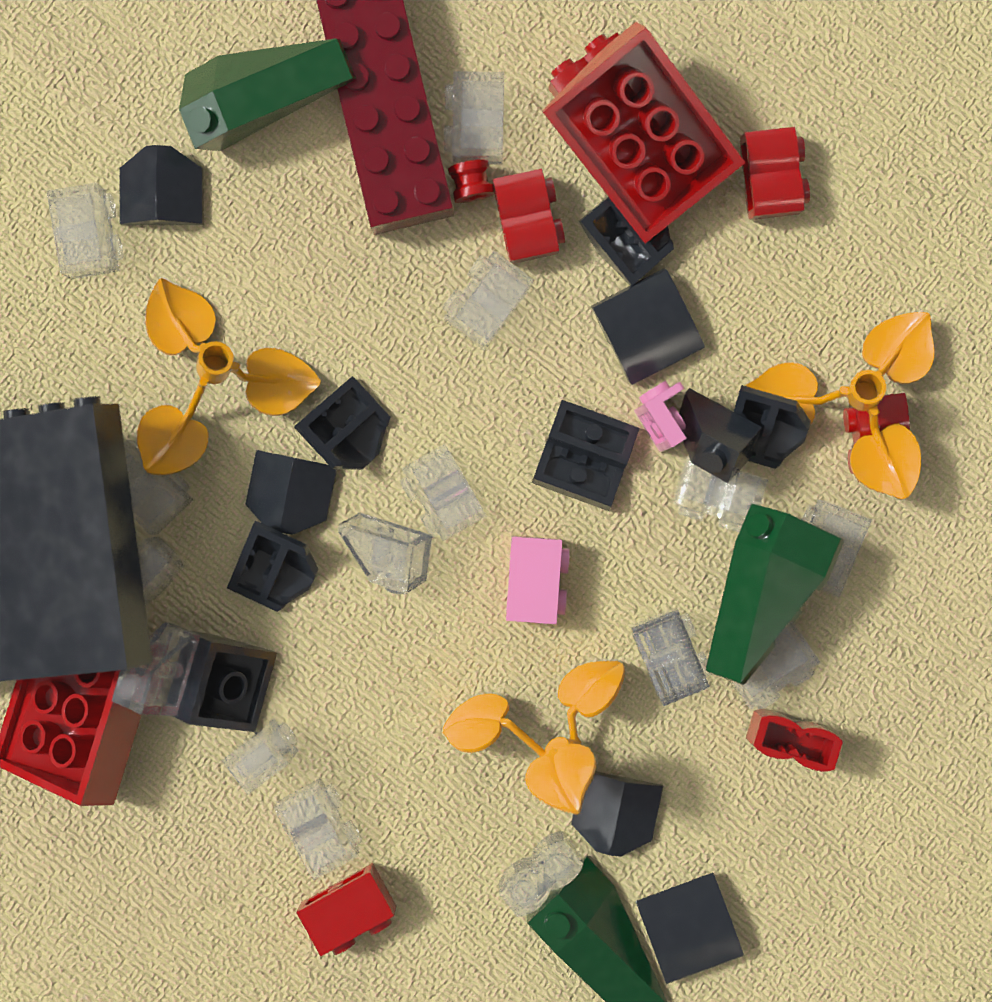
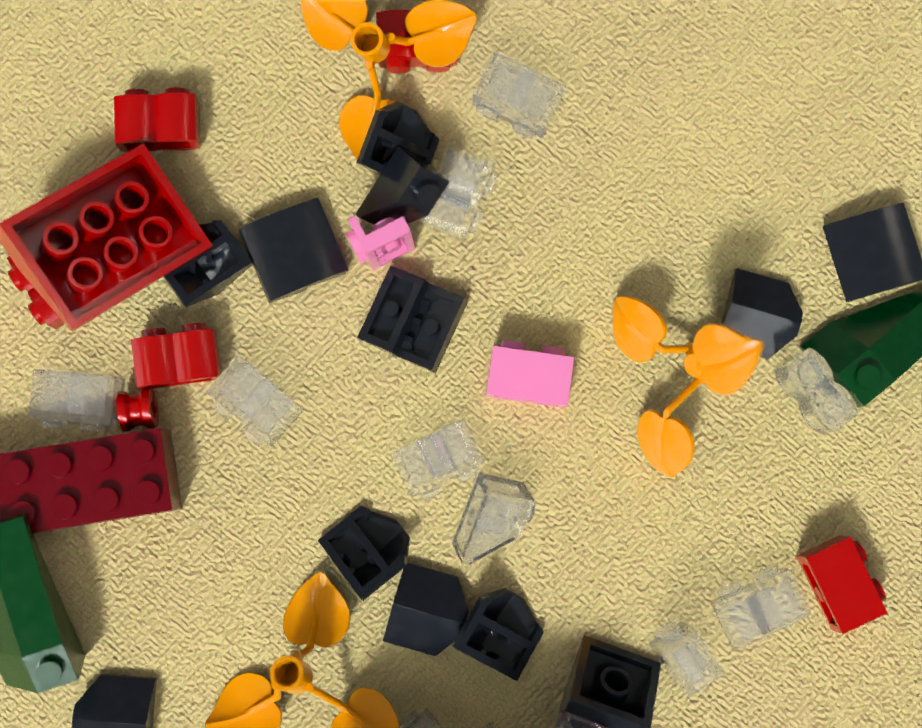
camera: 85 degrees left, 5 degrees down
(670, 655) = (611, 251): clear brick -> none
(768, 581) = (545, 149): dark green wedge -> none
(787, 663) = (626, 158): clear brick -> none
(802, 740) = (699, 141): red brick -> none

